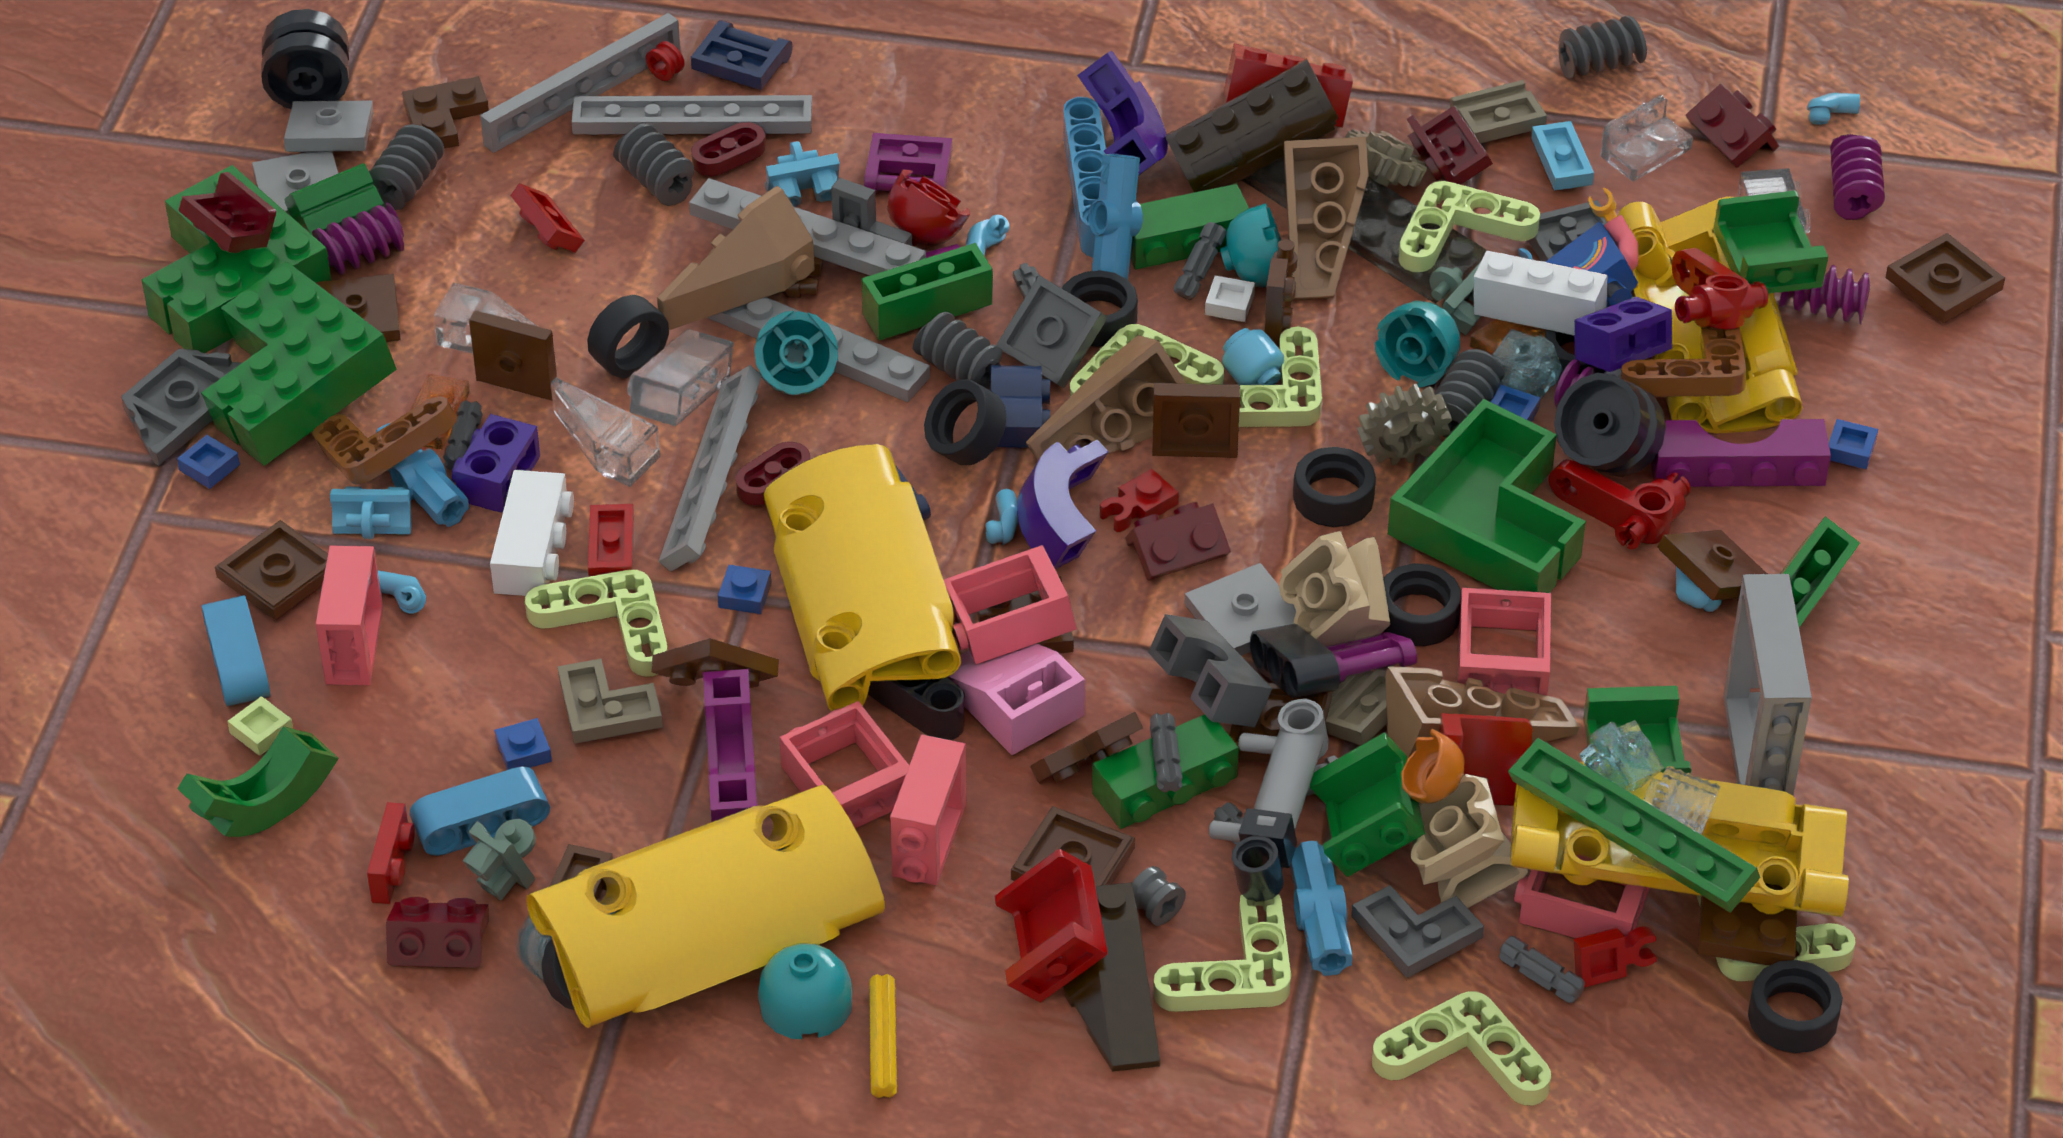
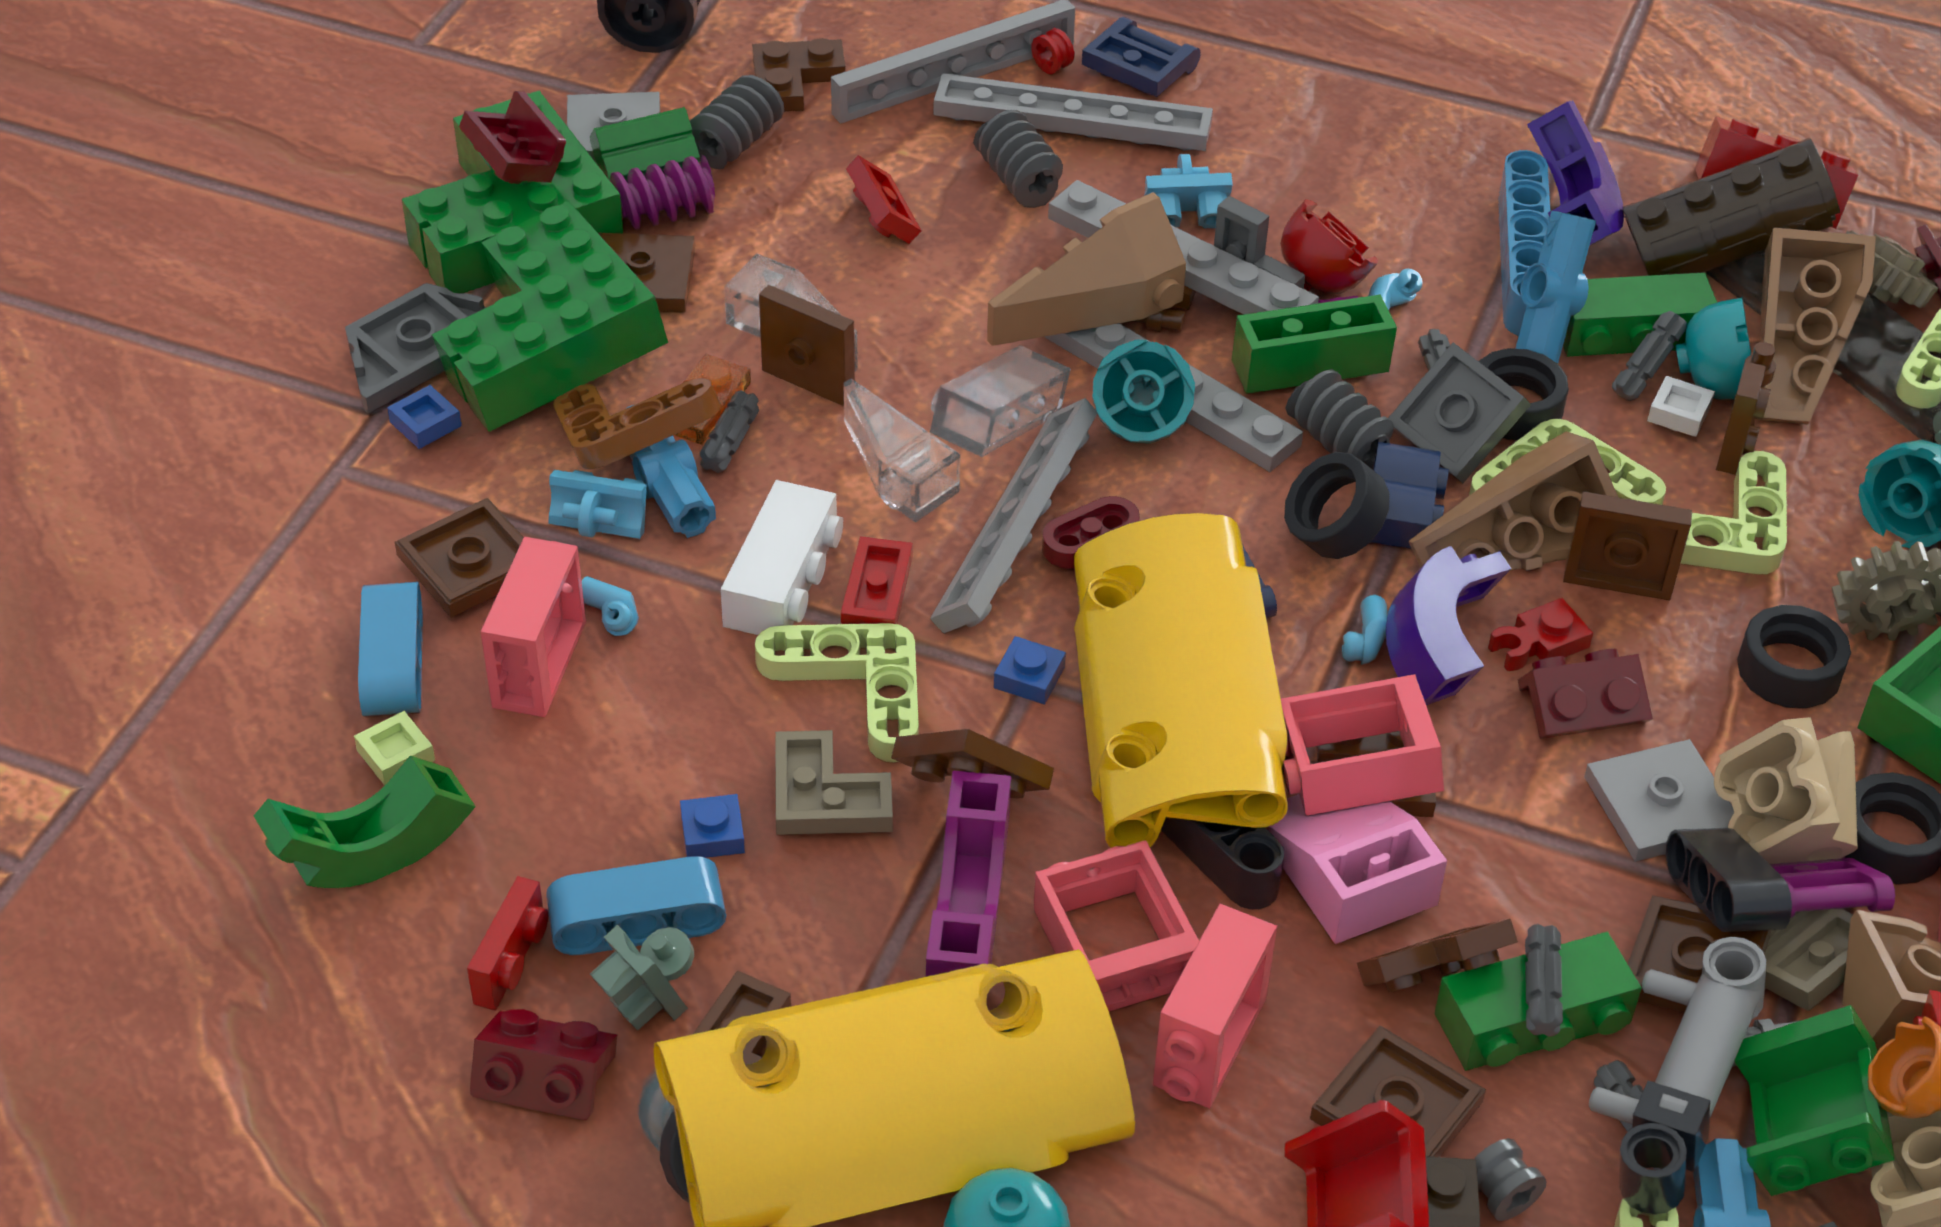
camera: 10 degrees right, 0 degrees up
(328, 126) = (662, 68): light grey plate -> none
(492, 457) = (759, 455): dark purple brick -> none
(615, 322) = (933, 323): black tyre -> none
(728, 149) = (1106, 154): dark red plate -> none
(907, 152) = (1331, 189): magenta plate -> none
(1226, 684) = (1634, 897): dark grey arch -> none
(1252, 358) = (1704, 480): medium azure head -> none

